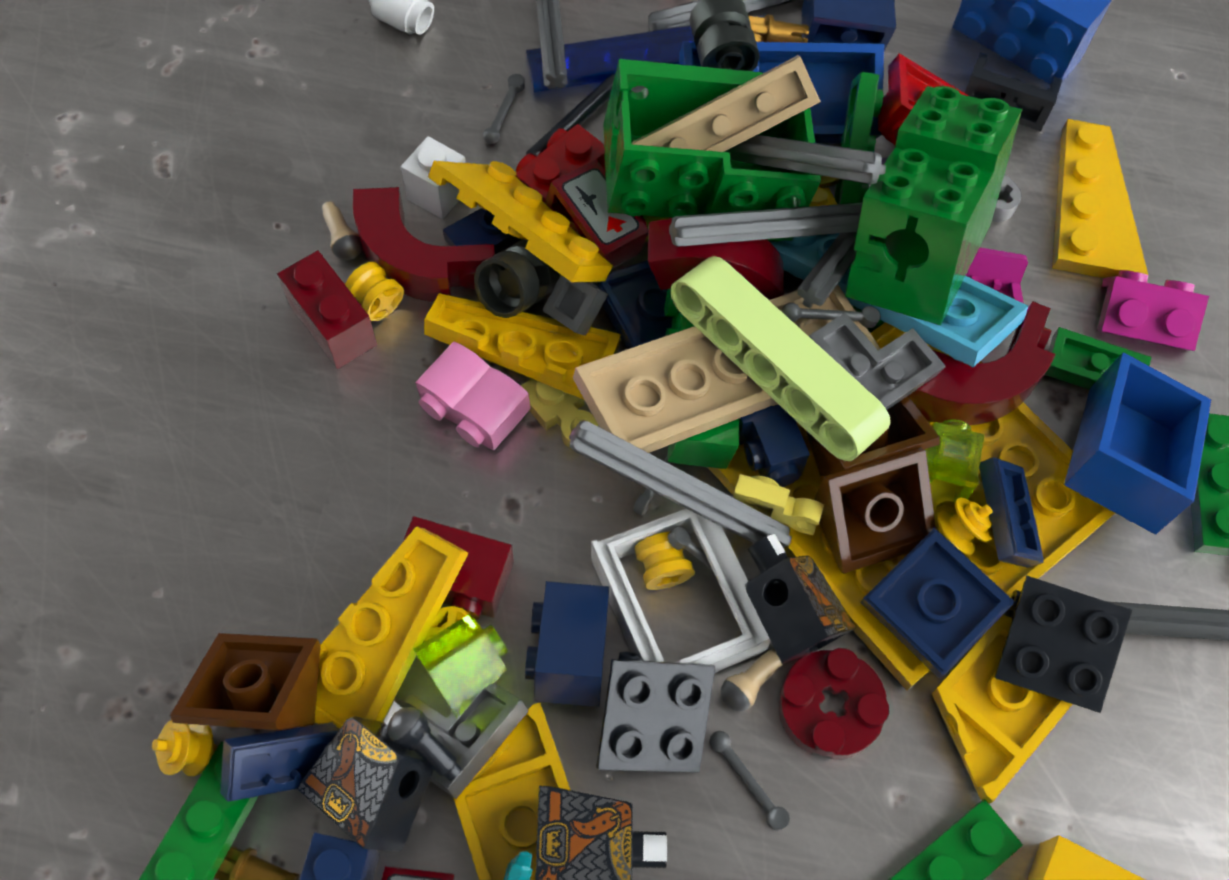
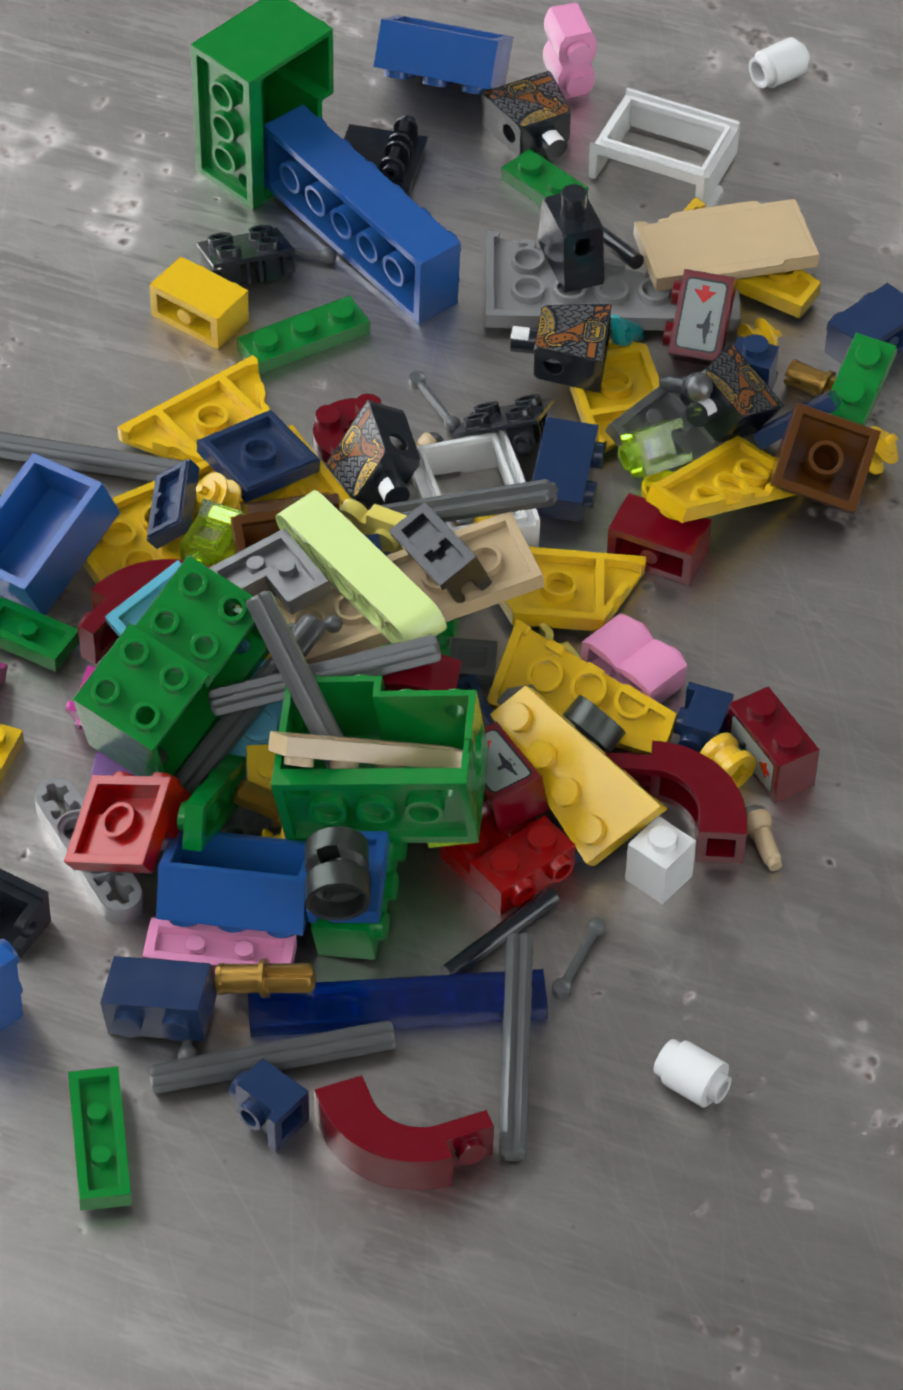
camera: 170 degrees left, 15 degrees down
(396, 332) = (702, 716): none -> dark blue brick
(558, 493) = (579, 589): none -> yellow wing
(692, 365) = (439, 552): none -> hinge
(1062, 643) = (162, 426): black hinge -> none

